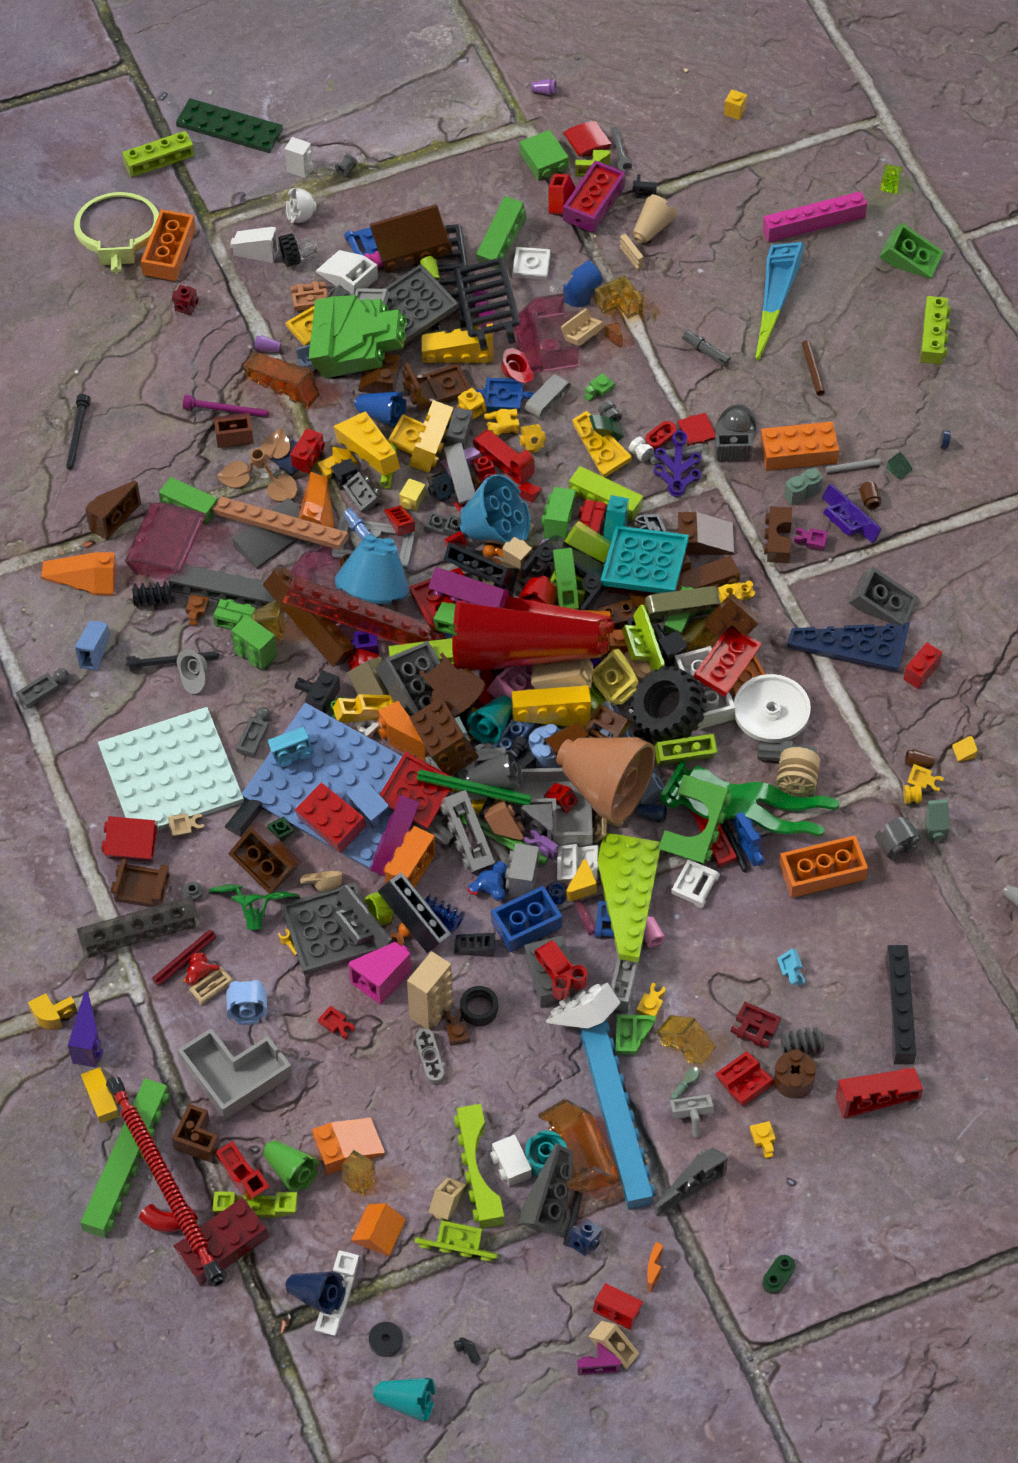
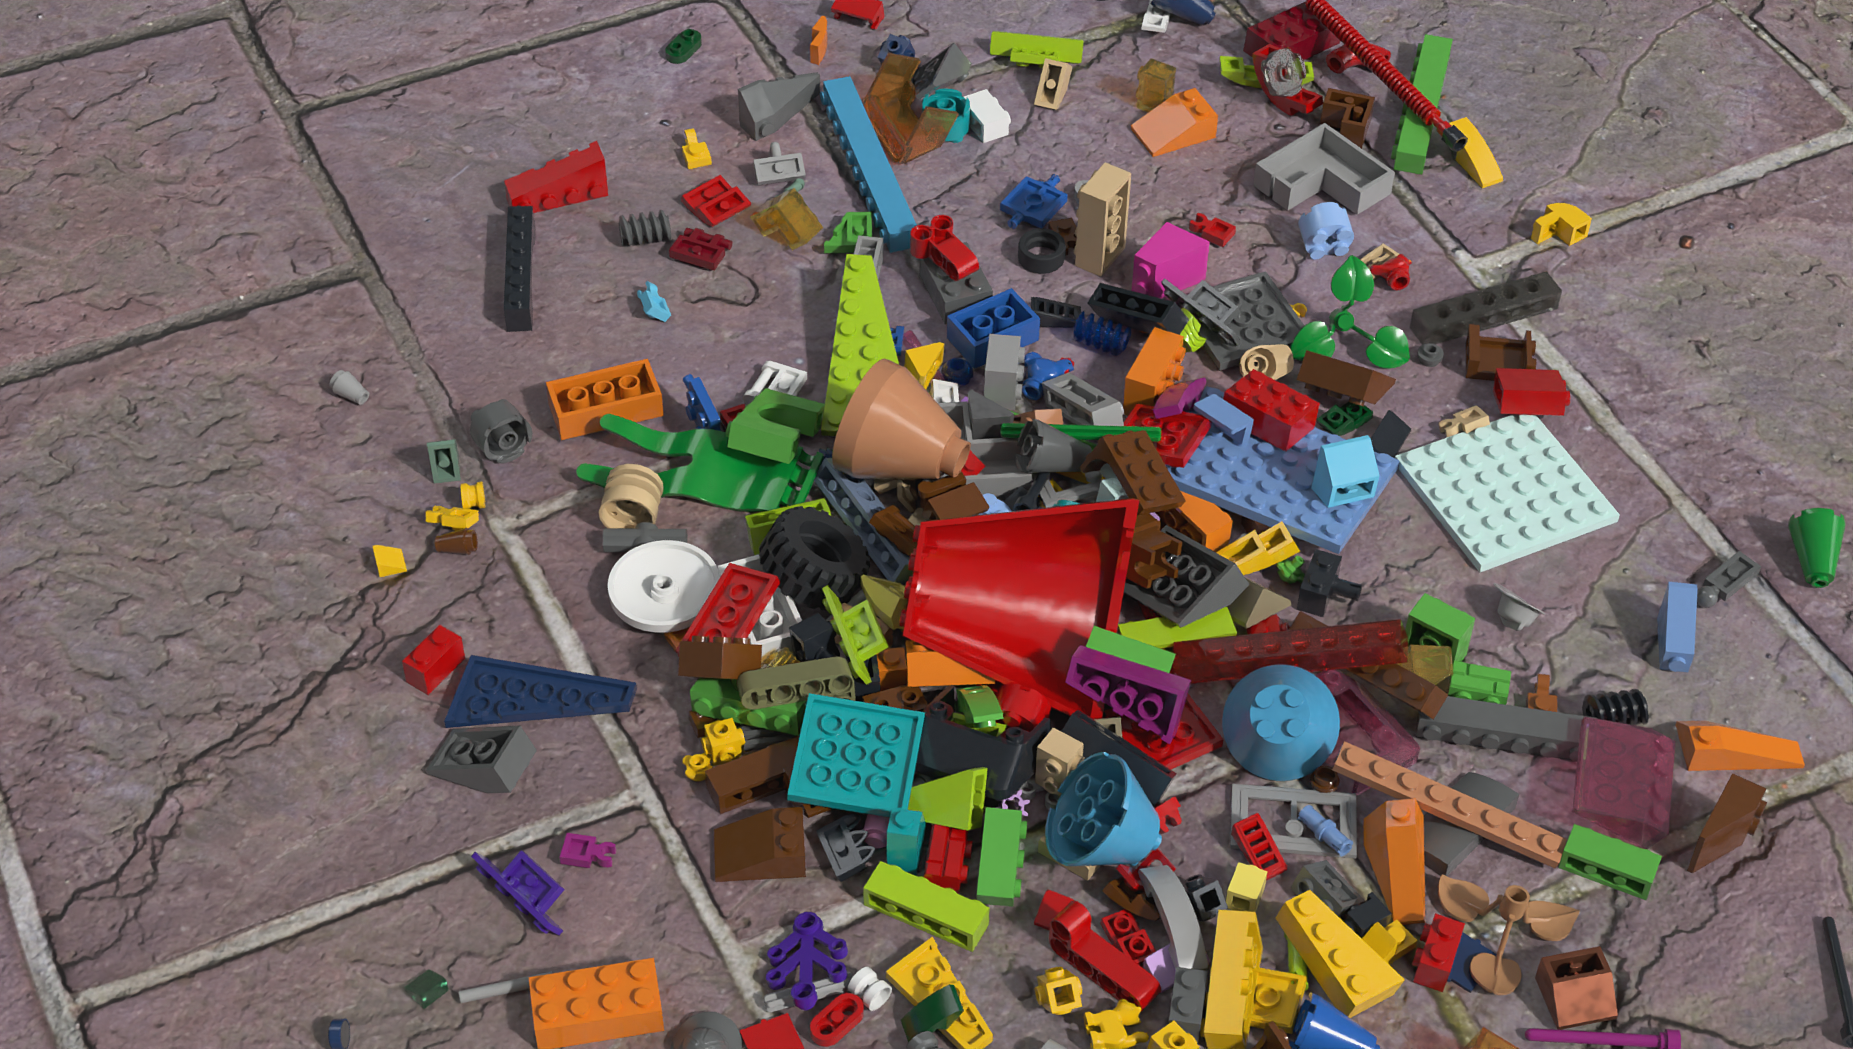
camera: 175 degrees right, 10 degrees down
(84, 1039) = (1506, 190): dark purple slope -> none
(137, 663) = (1606, 617): black piece -> none
(184, 957) = (1417, 287): dark red axle -> none
(246, 1162) = (1272, 72): none -> clear smoke plate
(254, 733) = (1403, 536): dark grey plate -> none
(291, 1165) = (1236, 97): bright green cone -> none
(379, 1228) = (1124, 60): orange slope -> none
(443, 525) = (1188, 852): dark grey slope -> none
(479, 1060) = (1033, 202): none -> blue plate
(487, 1203) = (1008, 81): lime arch -> none
(585, 1008) = (898, 215): white slope -> none
(651, 1003) = (829, 266): yellow plate -> none
(653, 935) = (826, 326): bright pink brick -> none
(733, 446) = (711, 990): dark grey brick -> none
(779, 522) = (638, 872): reddish brown arch -> none
(794, 1074) = (656, 192): reddish brown brick -> none
(803, 486) = (590, 932): sand green brick -> none
(870, 495) = (482, 925): reddish brown brick -> none

